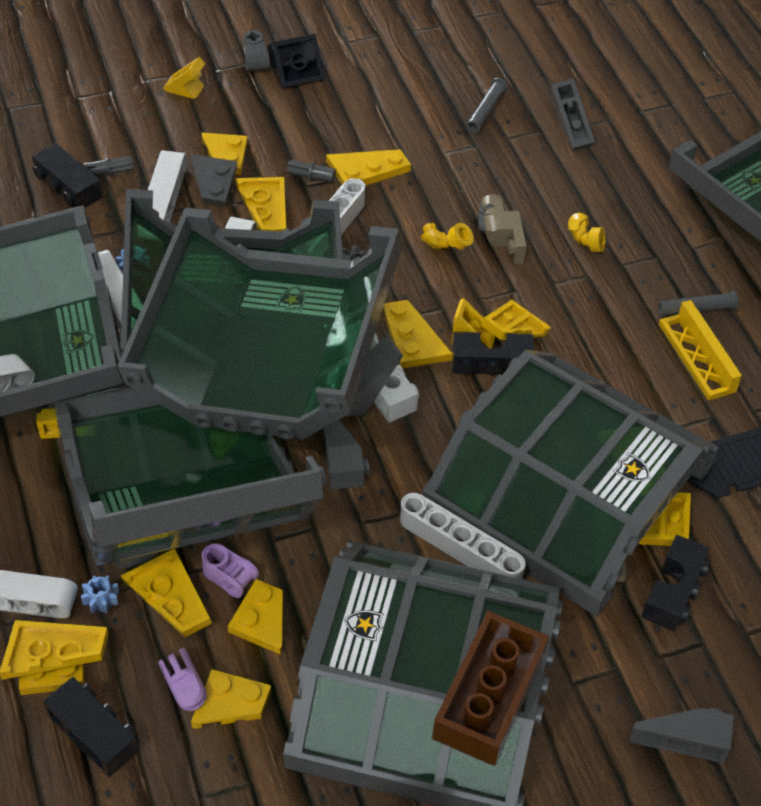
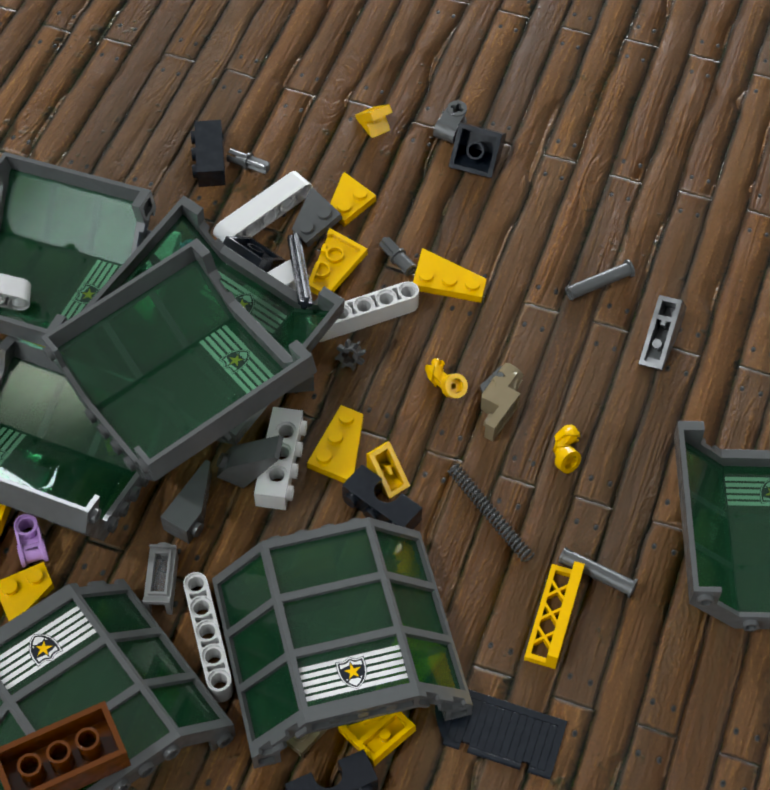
camera: 40 degrees right, 5 degrees up
(256, 215) = (299, 271): none -> axle
(373, 520) = (161, 576): none -> light grey window
(514, 319) = (425, 487): yellow wing -> none
(585, 316) = (491, 511): none -> dark grey piece

